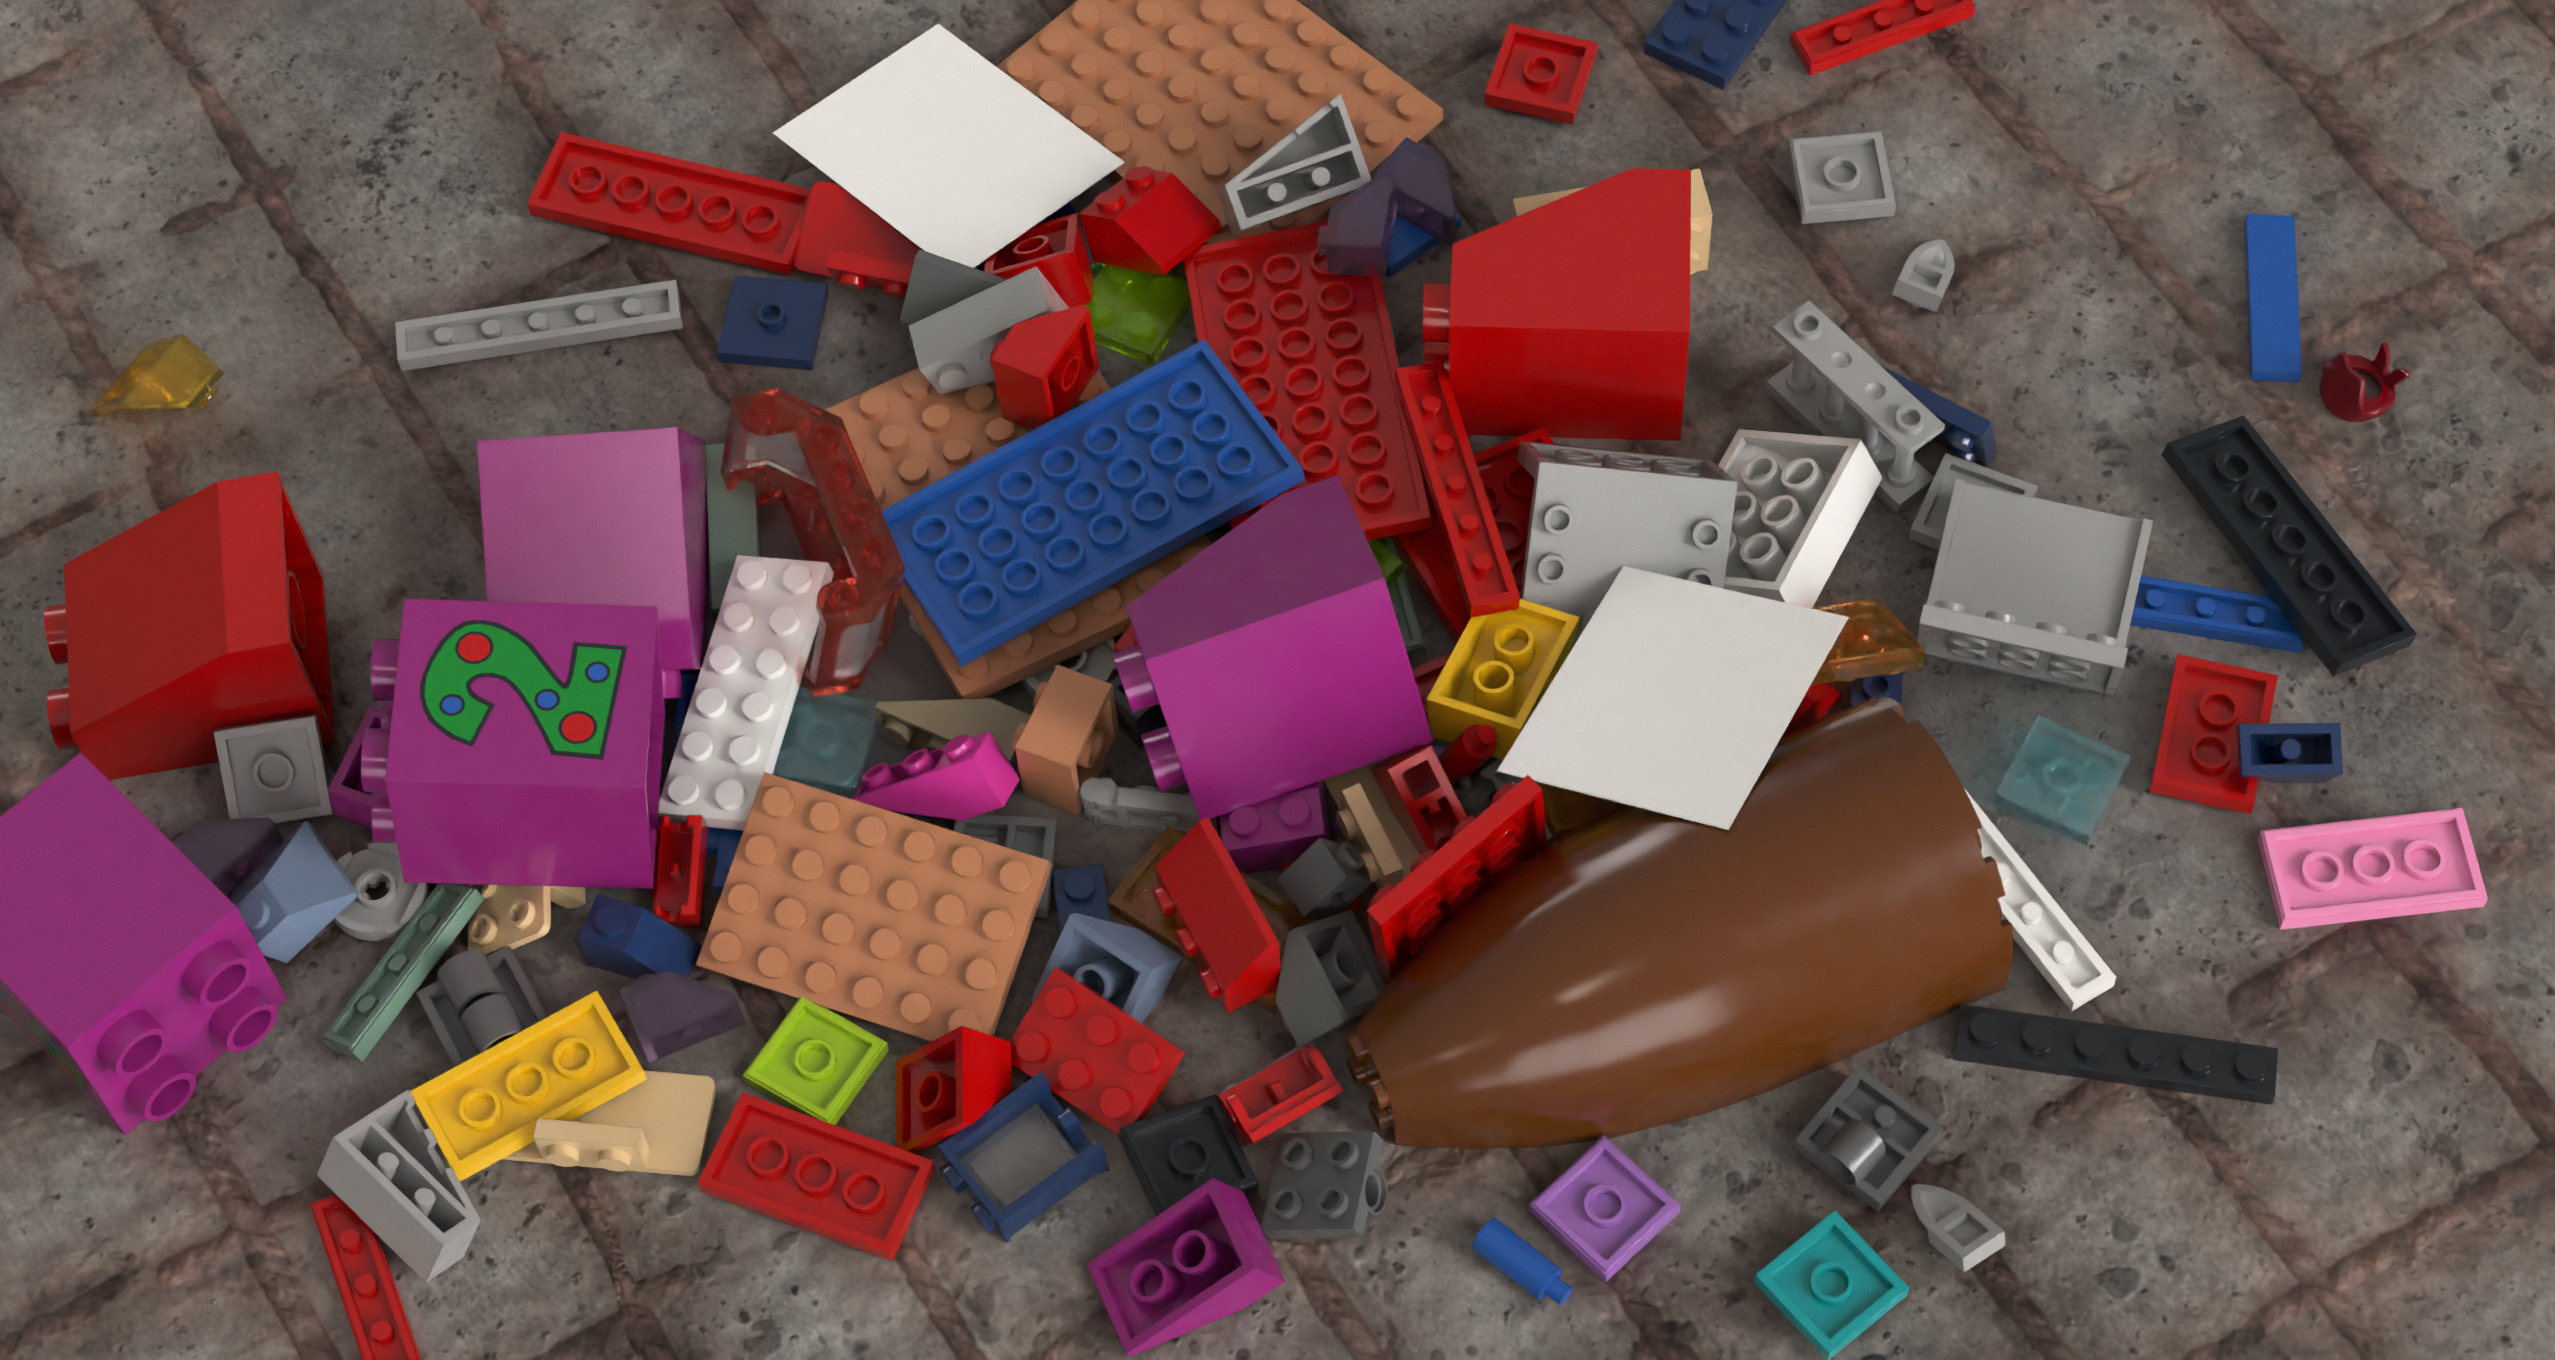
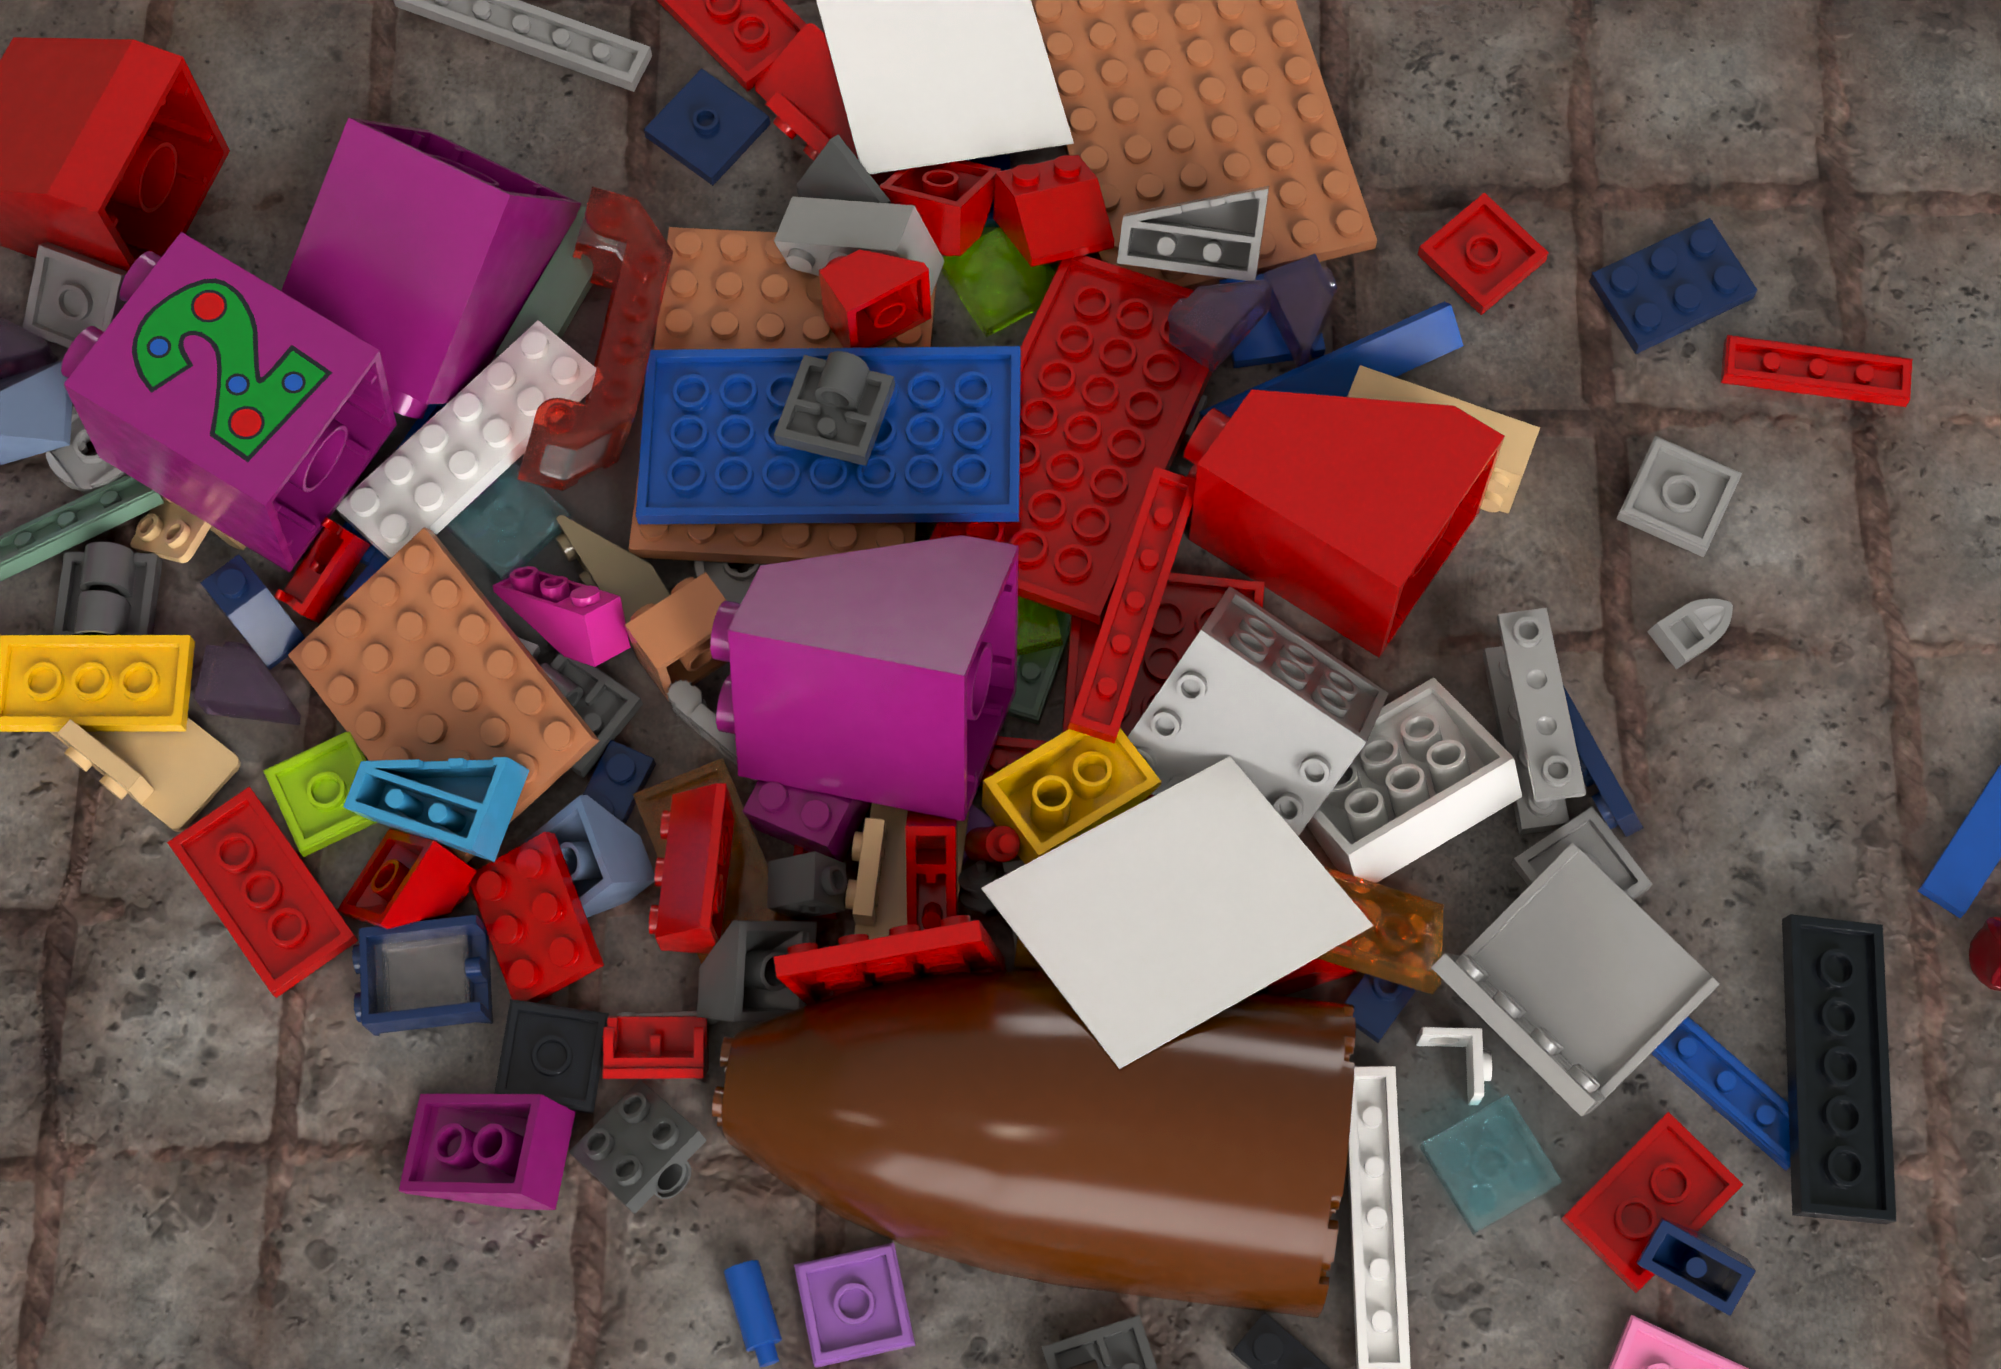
camera: 30 degrees right, 10 degrees up
(954, 983) = (446, 801): none -> dark azure wedge
(1079, 468) = (835, 407): none -> dark grey plate
(1529, 173) = (1387, 351): none -> blue tile
(1991, 703) = (1477, 1061): none -> white bracket

